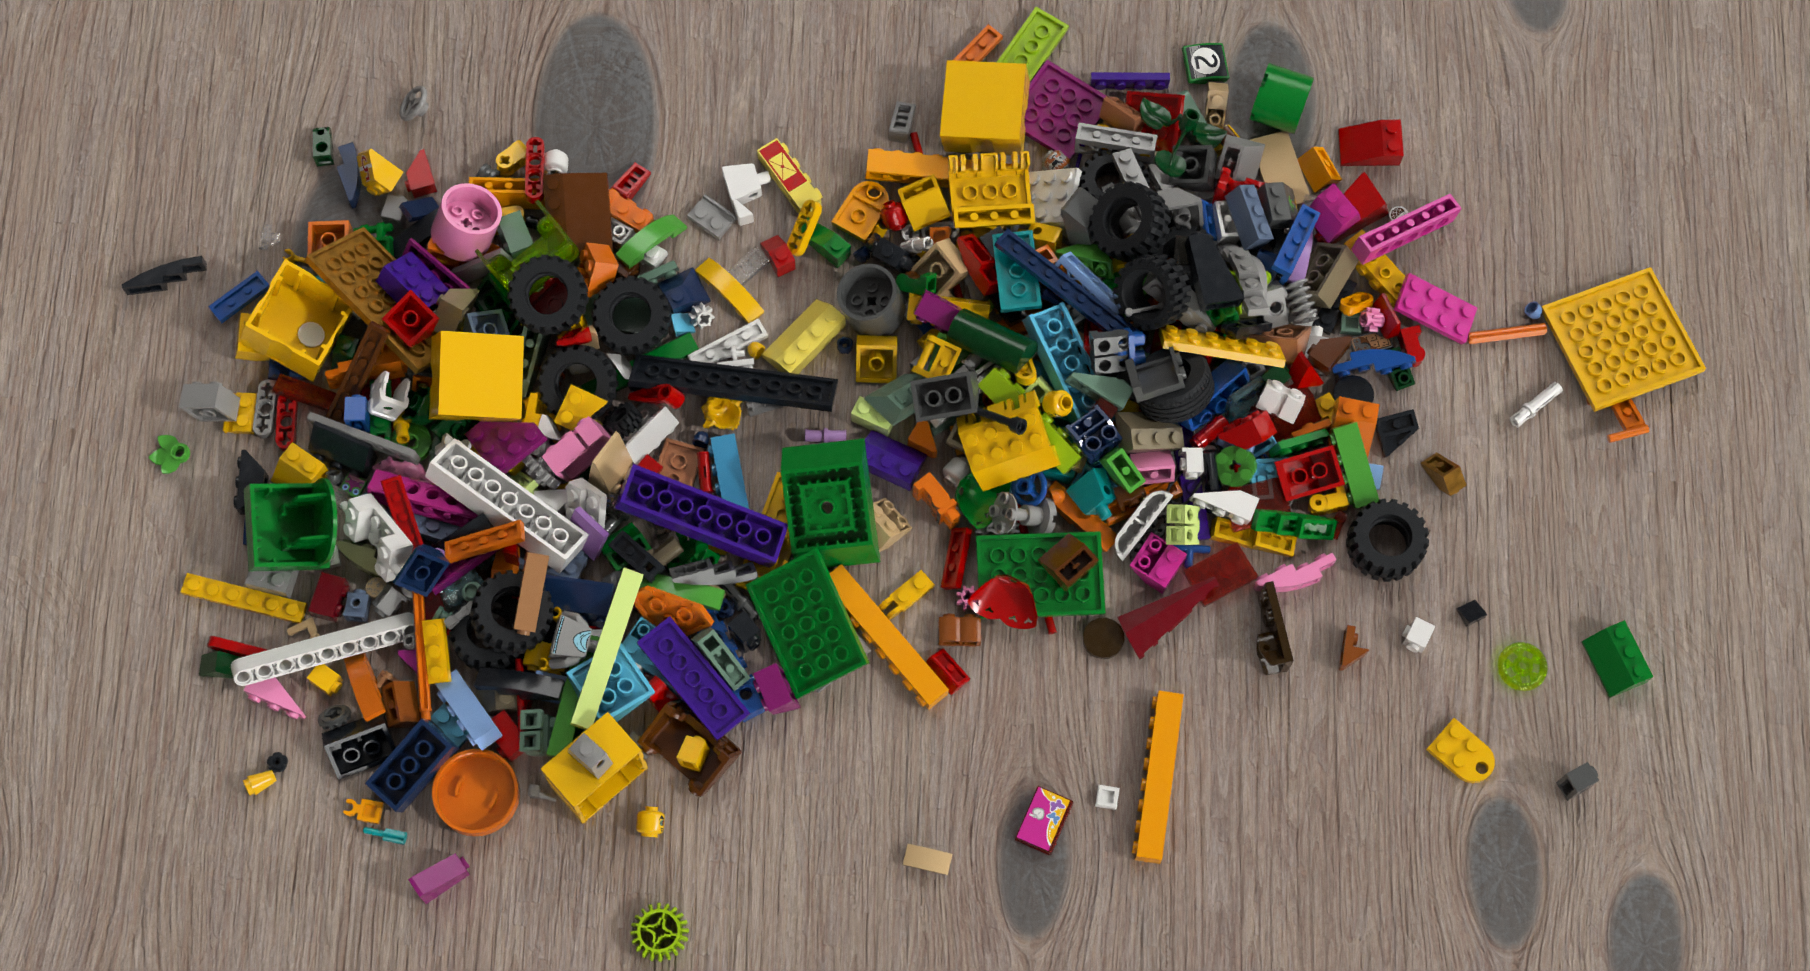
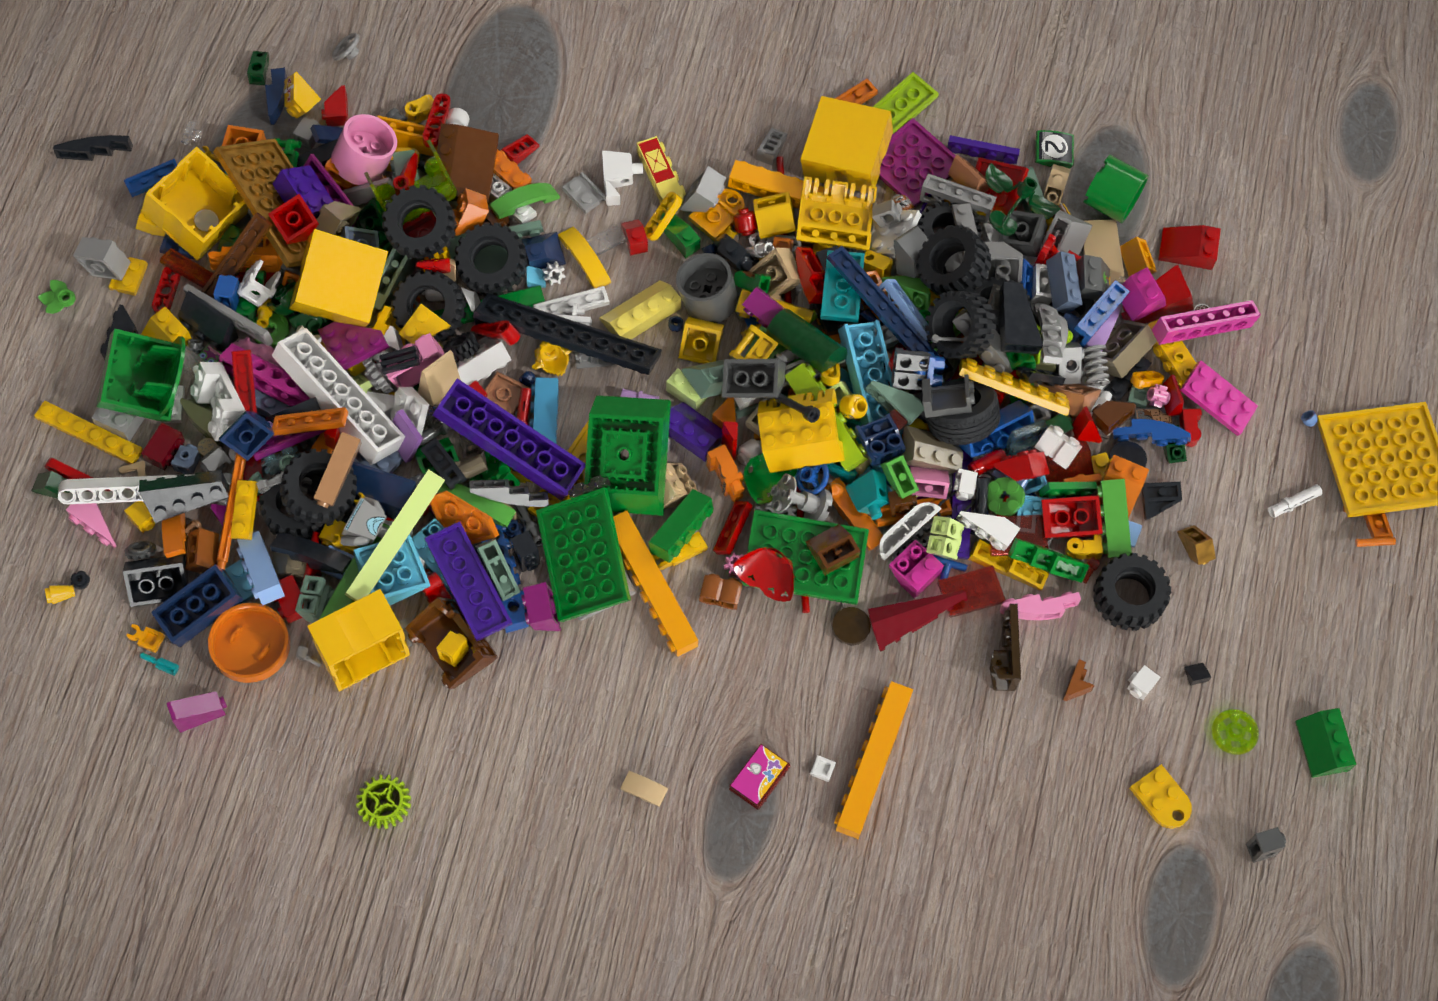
camera: 10 degrees right, 5 degrees down
(258, 422) = (151, 284): light grey beam -> none
(367, 647) = (183, 493): none -> wedge
(520, 243) = (407, 176): none -> red piece
(547, 459) = (398, 357): none -> black tile
(590, 755) = (353, 619): light grey torso -> none
(650, 822) = (399, 702): yellow head -> none
(755, 349) = (595, 312): yellow hinge -> none
(804, 545) = (596, 483): none -> clear smoke plate
(842, 191) = (704, 191): none -> light grey slope
(902, 569) = (681, 525): none -> green brick
(933, 463) = (729, 437): none -> red slope
(948, 670) = (702, 625): red slope -> none
(1044, 177) = (886, 213): none -> light grey brick
(1507, 333) = (1280, 433): orange axle -> none

